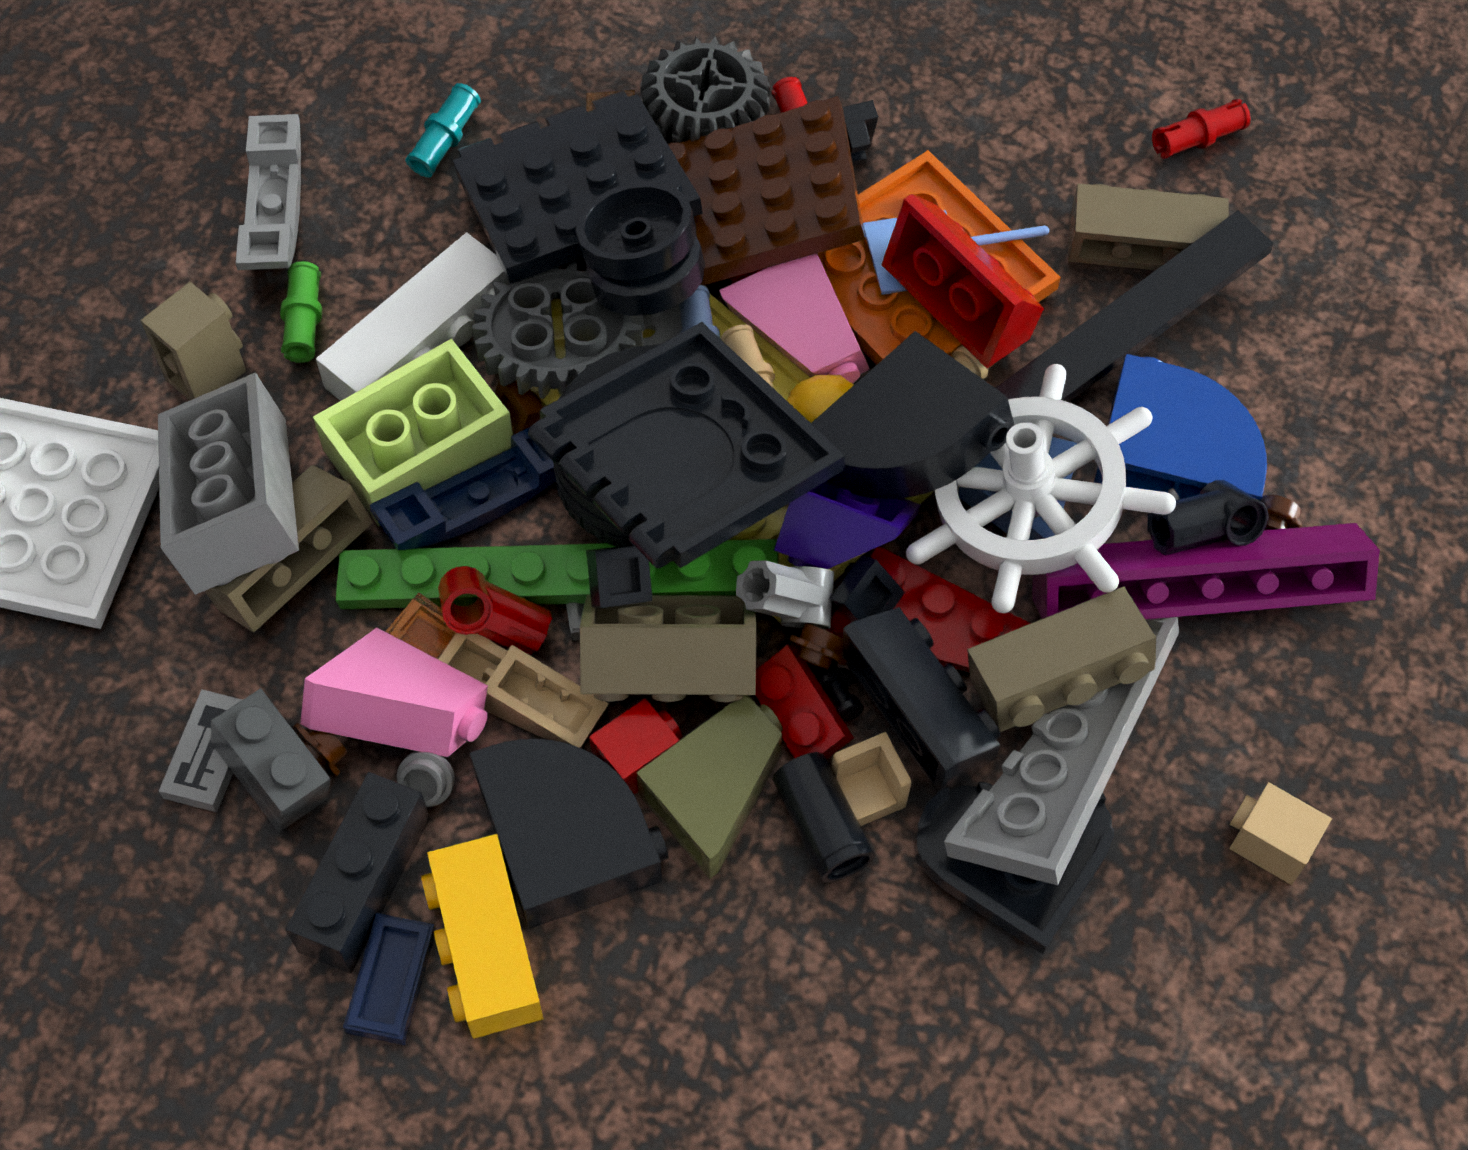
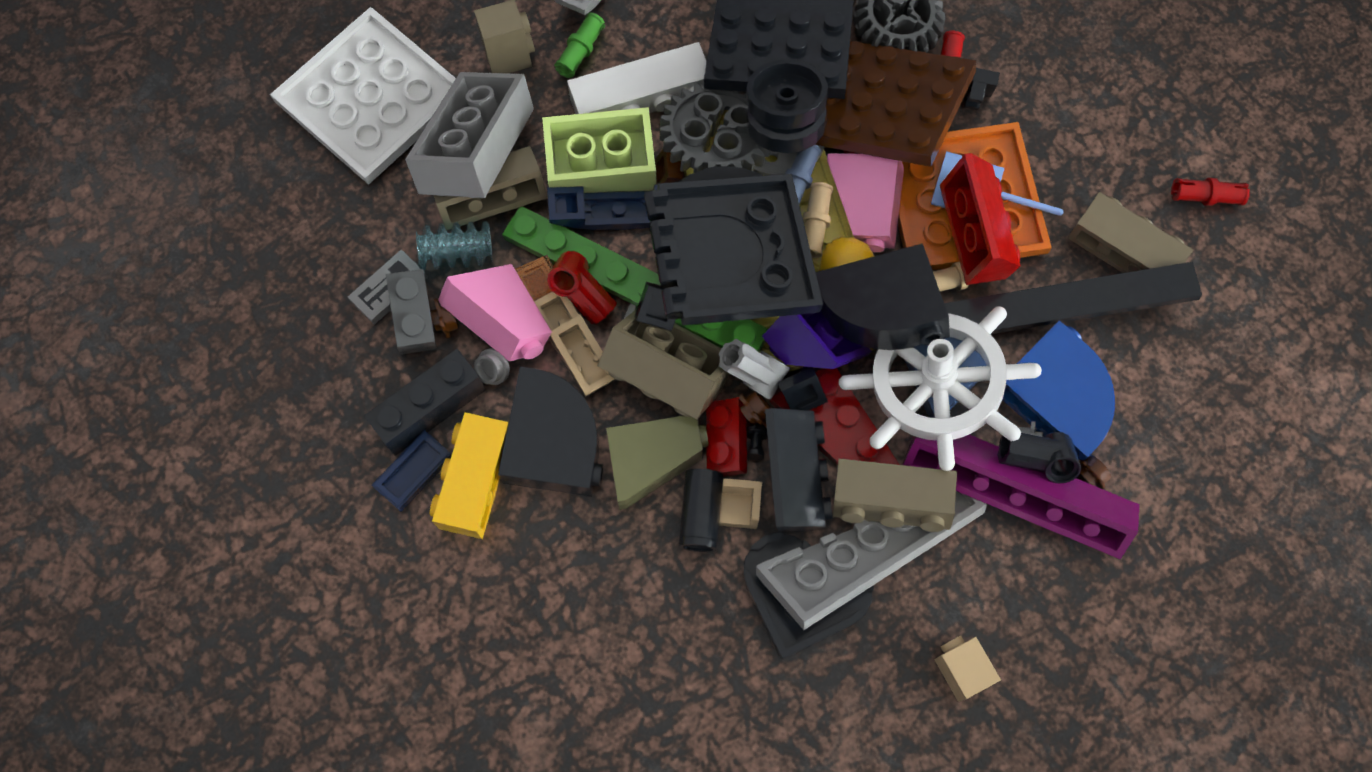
camera: 30 degrees right, 10 degrees up
(280, 641) = (454, 245): none -> clear light blue piece
(635, 740) = (618, 408): red brick -> none

